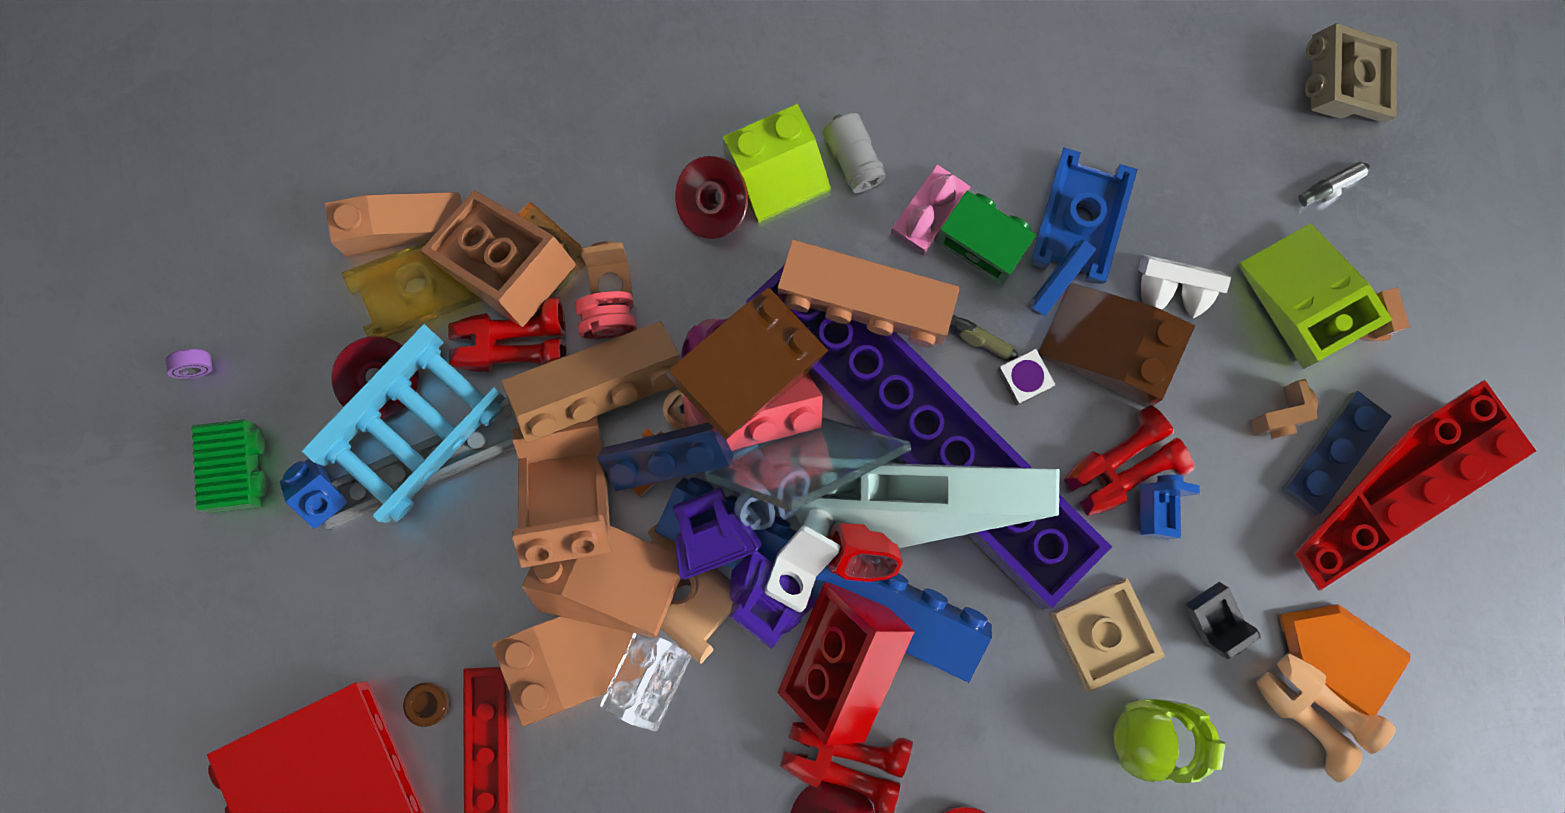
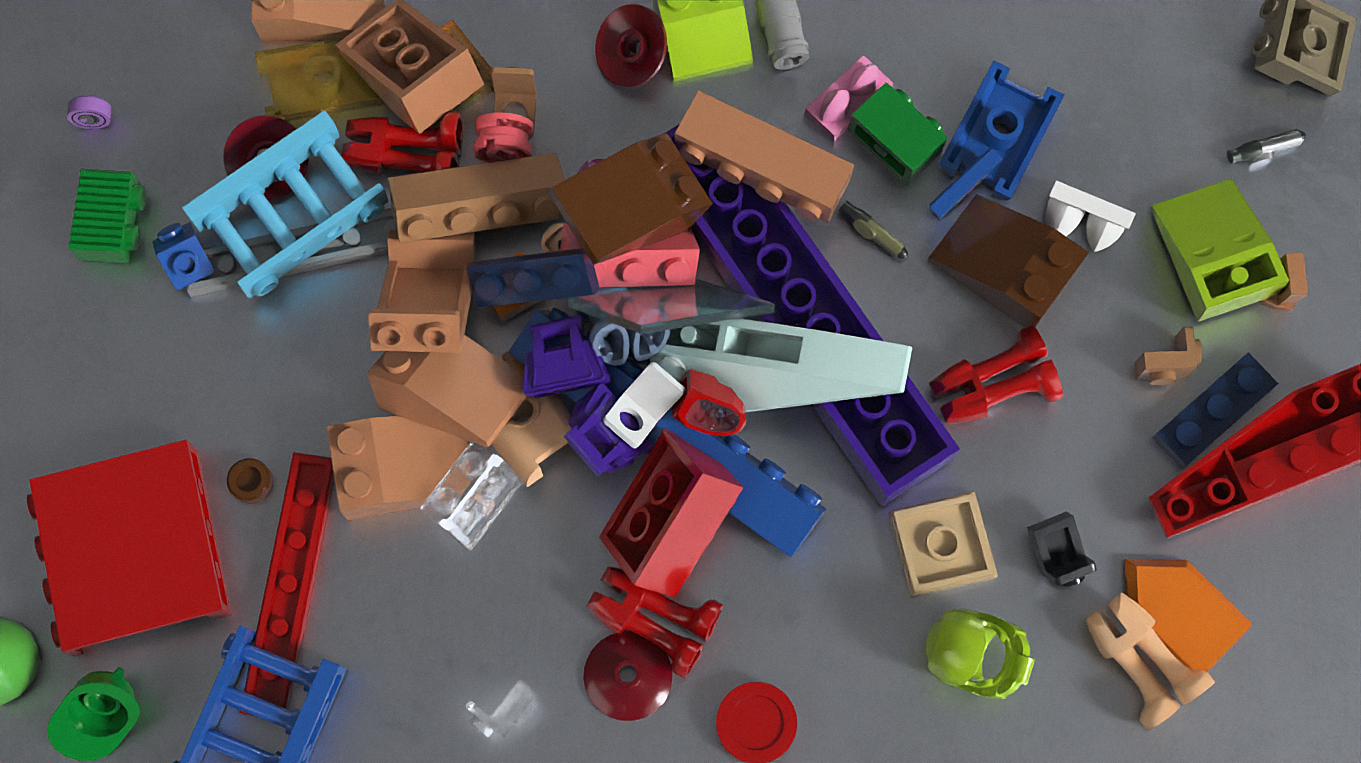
camera: 15 degrees right, 5 degrees down
(1026, 377) = (912, 277): tile -> none
(1161, 506) = (1023, 426): blue bracket -> none

